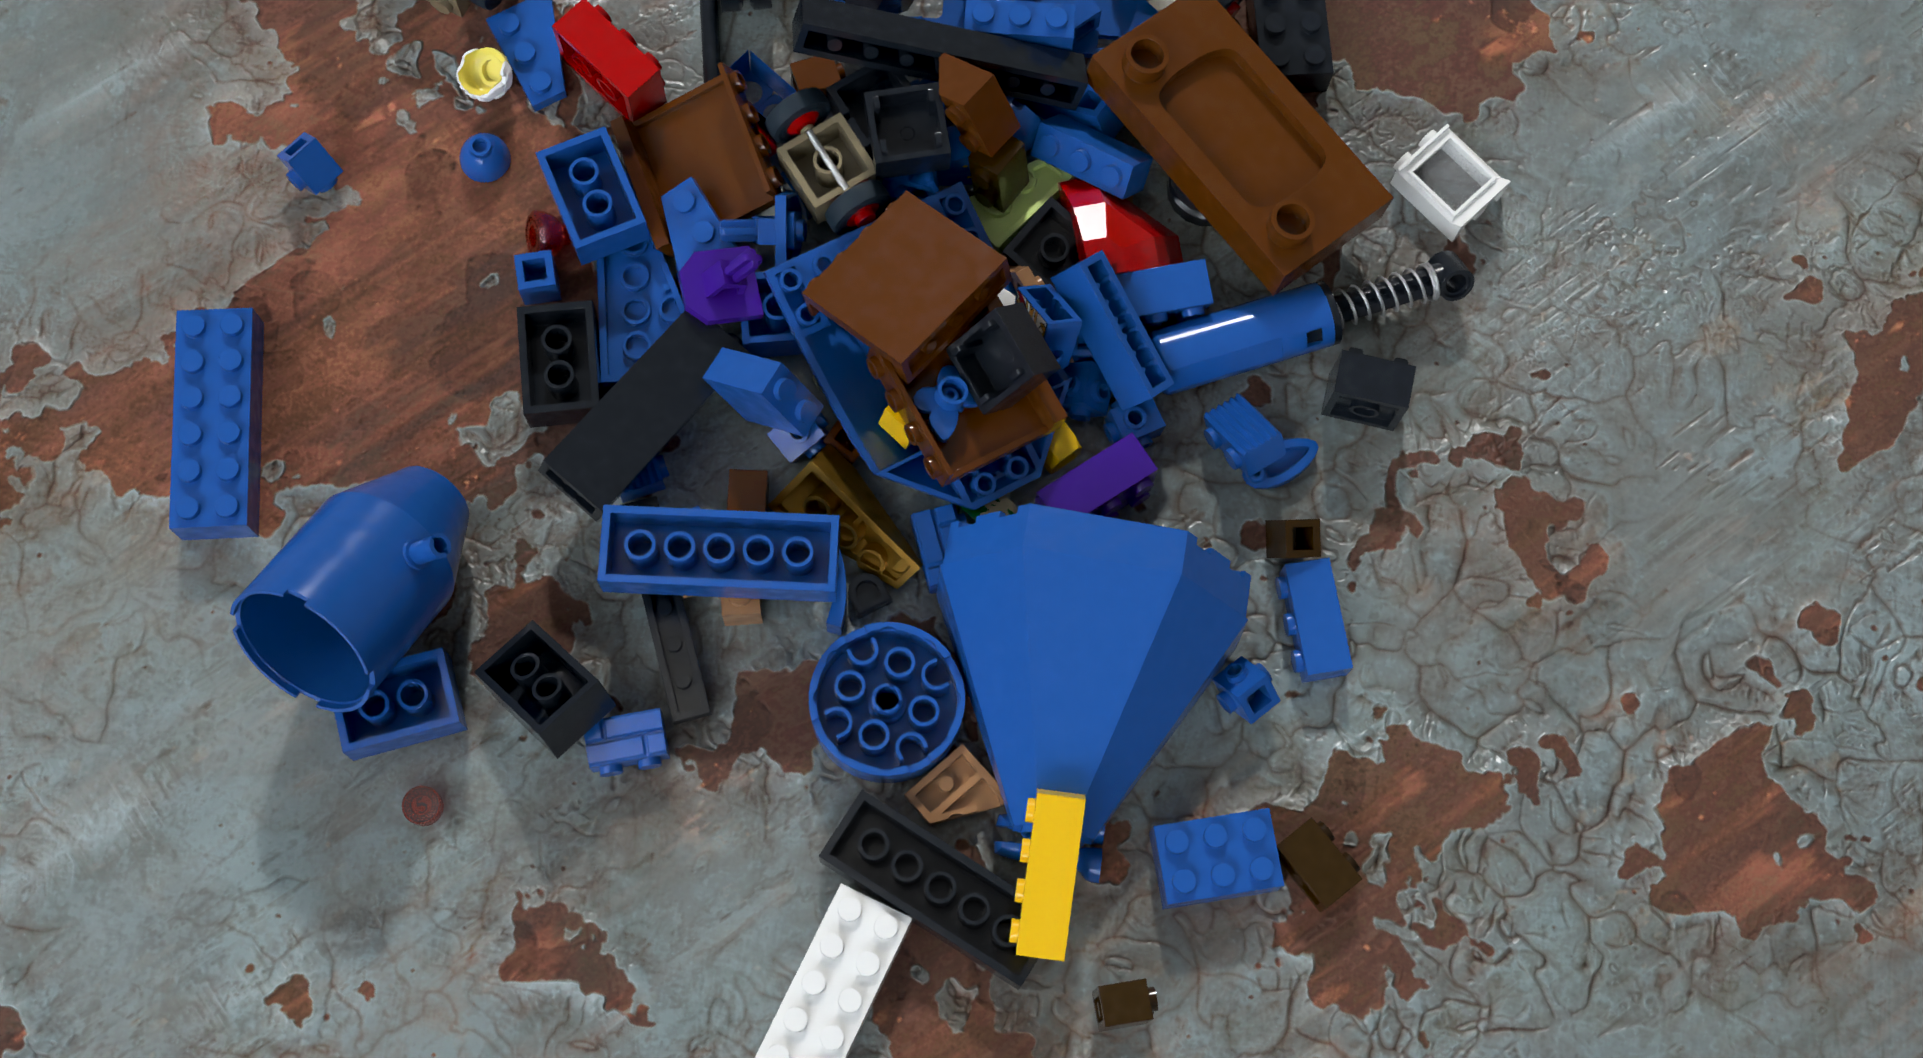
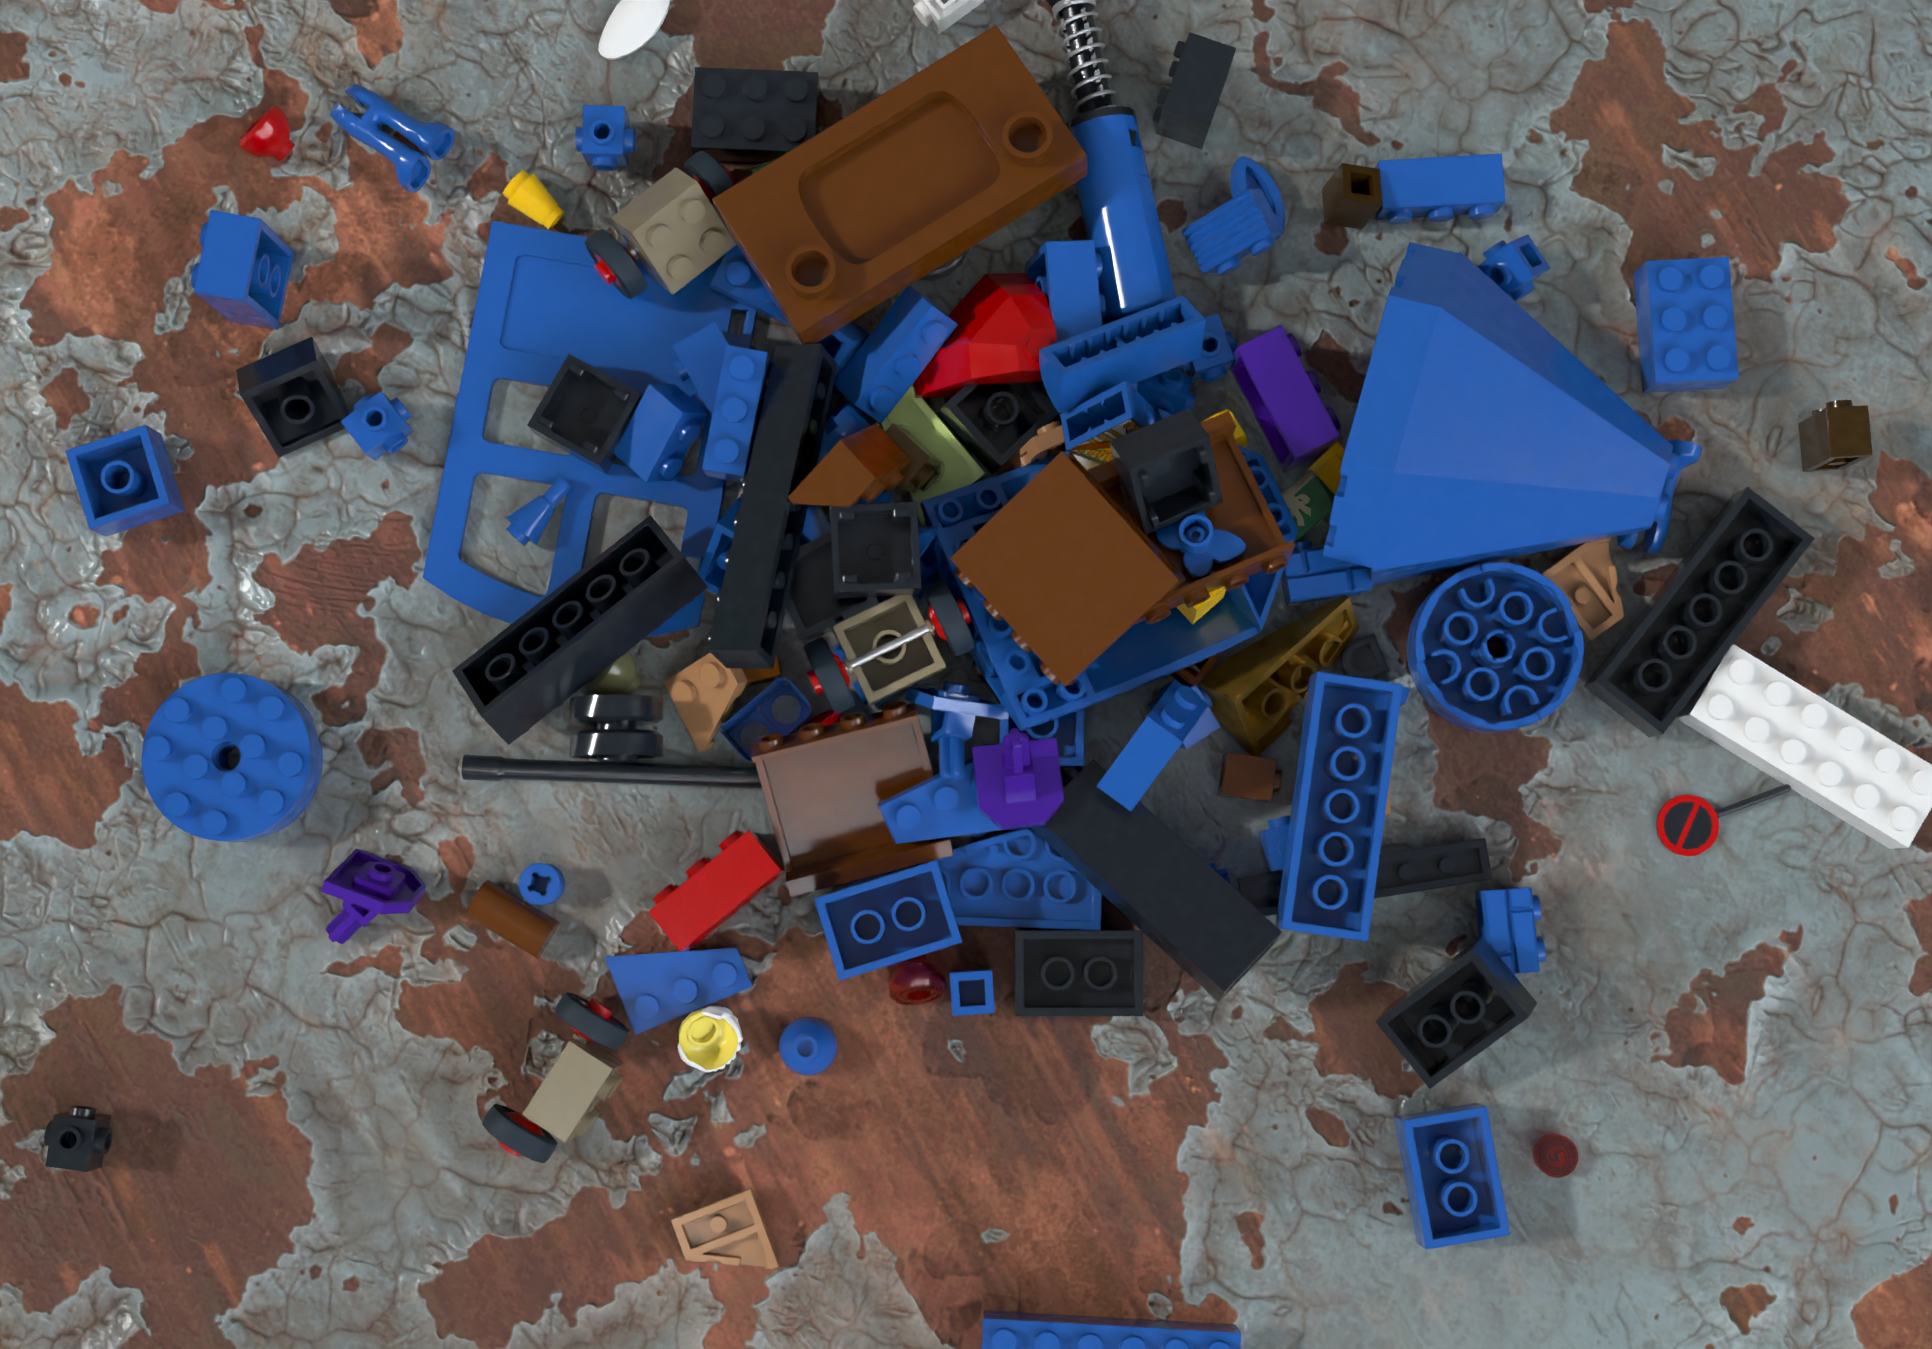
camera: 80 degrees left, 10 degrees up
(309, 165) = (805, 1248): blue brick -> none
(322, 104) = (727, 1233): none -> medium nougat wing
(355, 587) = (1342, 1203): blue piece -> none
(740, 910) = (1691, 825): none -> piece
(772, 43) = (705, 697): none -> medium nougat wing
(1049, 874) = (1718, 491): yellow brick -> none
(1318, 864) = (1699, 222): dark brown brick -> none

